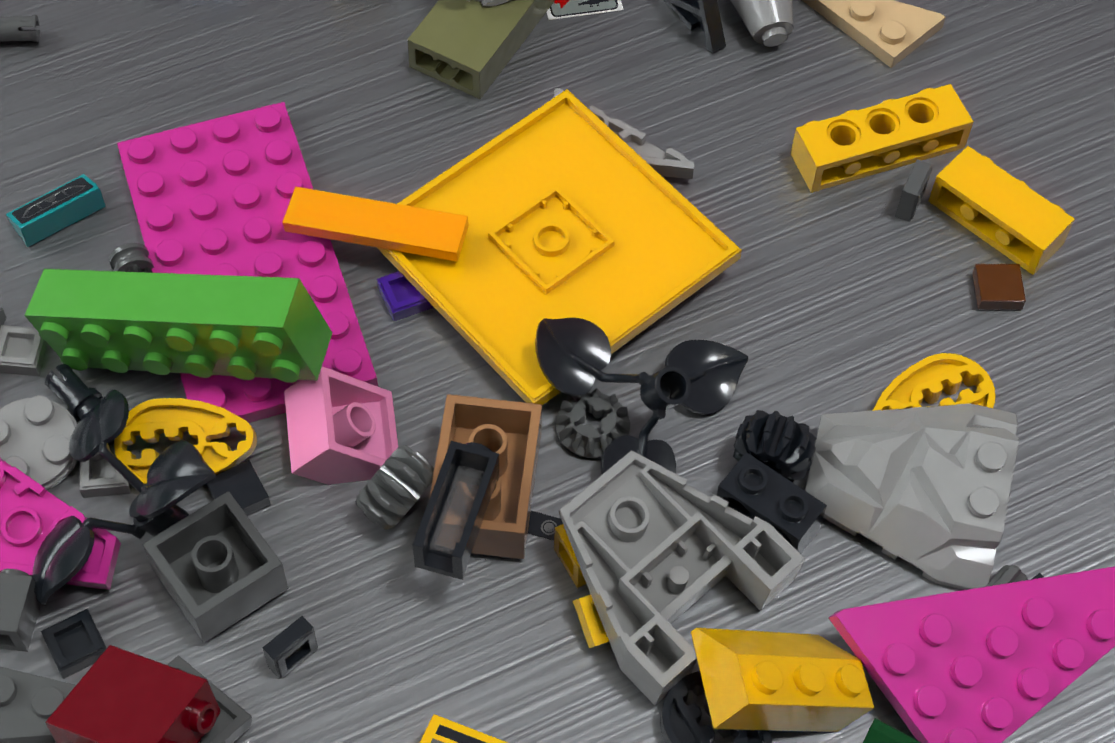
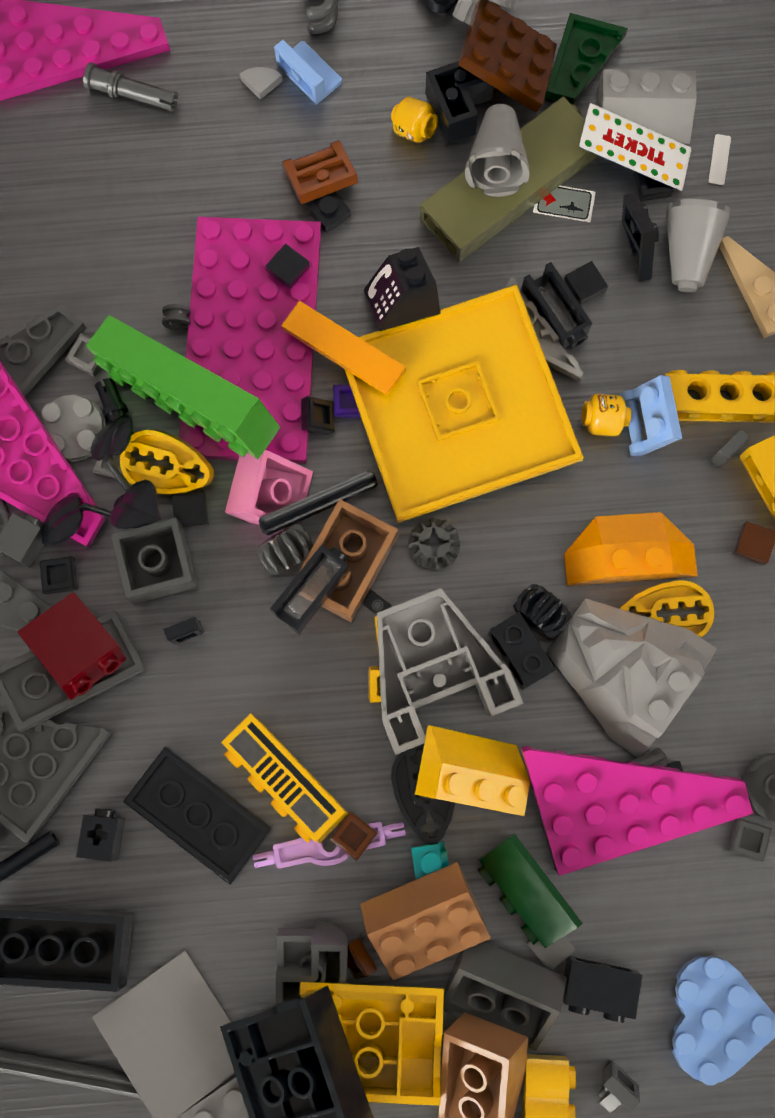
camera: 25 degrees right, 20 degrees up
(56, 210) = (142, 254): teal slope -> none
(262, 48) = (320, 172): none -> dark orange plate
(262, 157) = (287, 266): none -> black tile
(289, 86) = (329, 211): none -> black plate
(371, 319) = (317, 415): none -> black tile
(414, 419) = (317, 502): none -> black axle
(426, 137) = (402, 290): none -> black slope
(629, 99) = (558, 306): none -> black window
(649, 71) = (585, 282): none -> black tile
(695, 374) = (519, 538): black plant -> none
(744, 200) = (605, 415): none -> yellow head
(810, 175) = (658, 414): none -> light blue plate
(847, 347) = (629, 551): none -> light orange wedge

